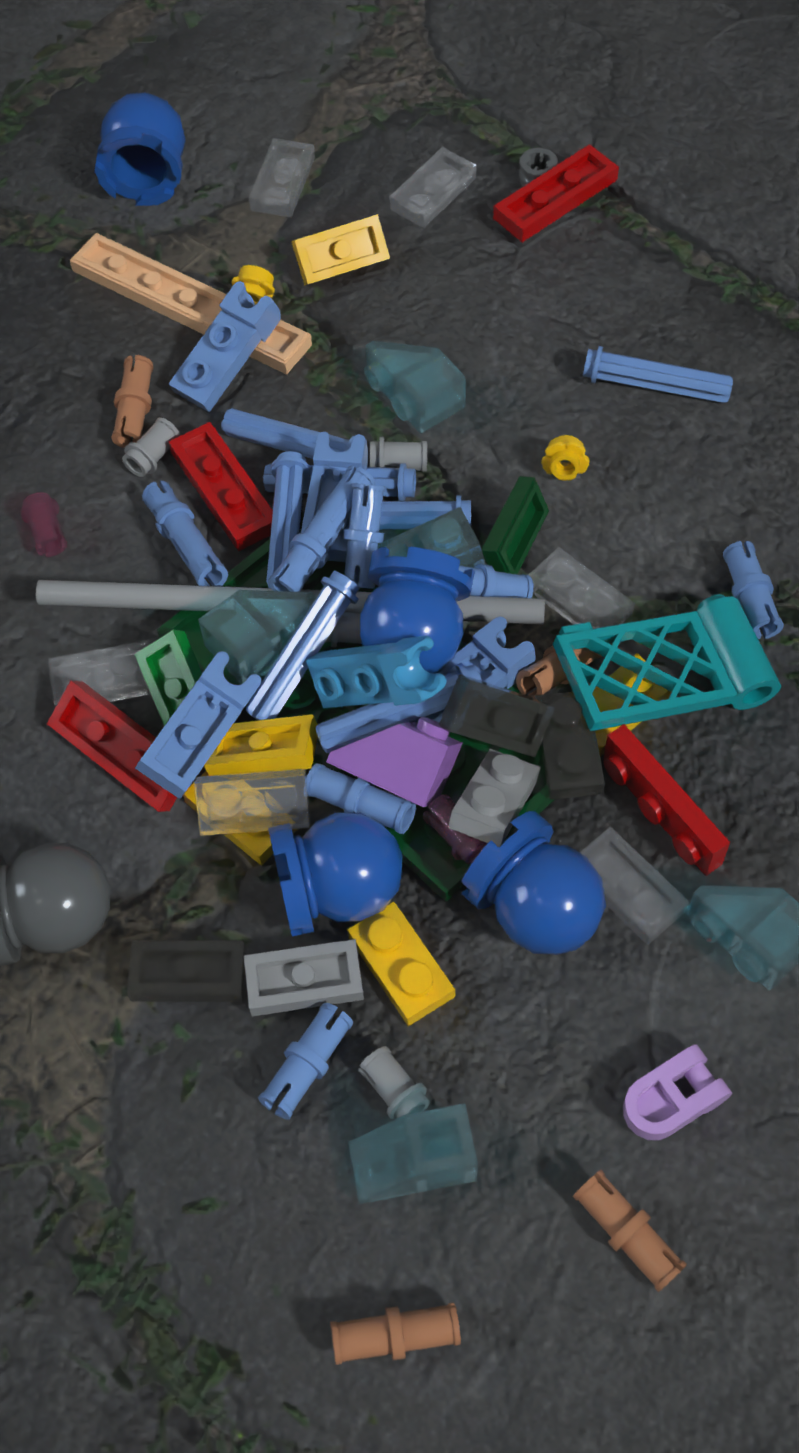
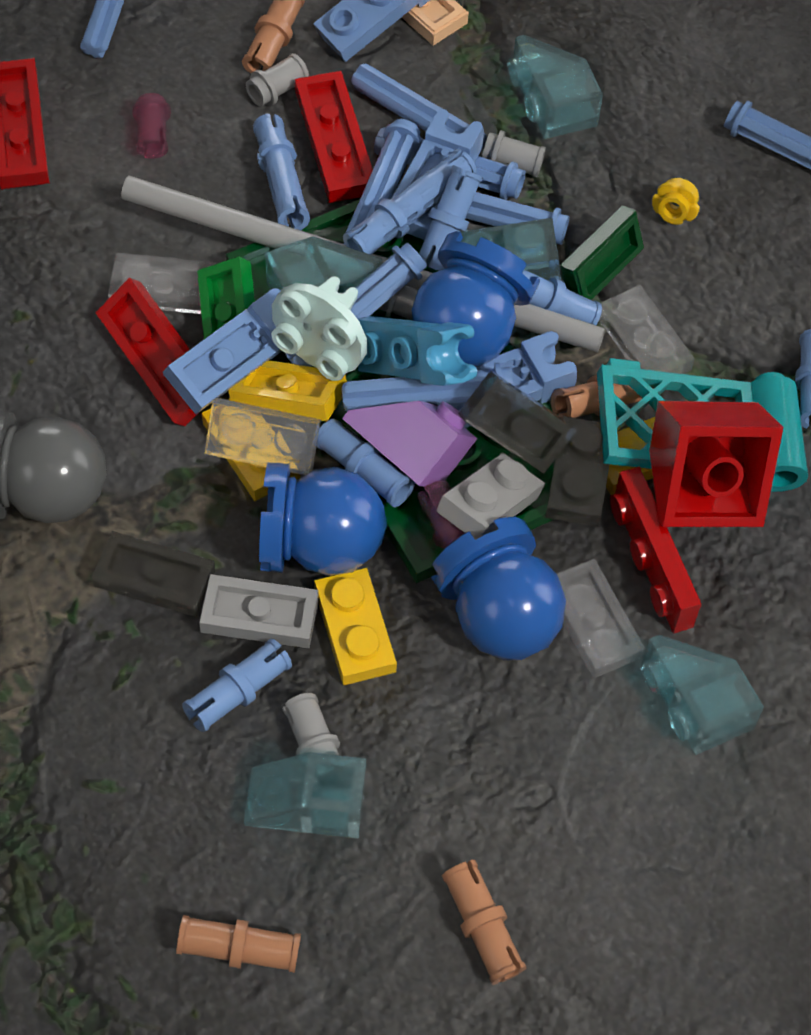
camera: 10 degrees right, 0 degrees up
(278, 678) = (320, 327): none -> light aqua plate
(656, 1105) = (549, 824): lavender plate -> none
(696, 700) = (713, 463): none -> red slope

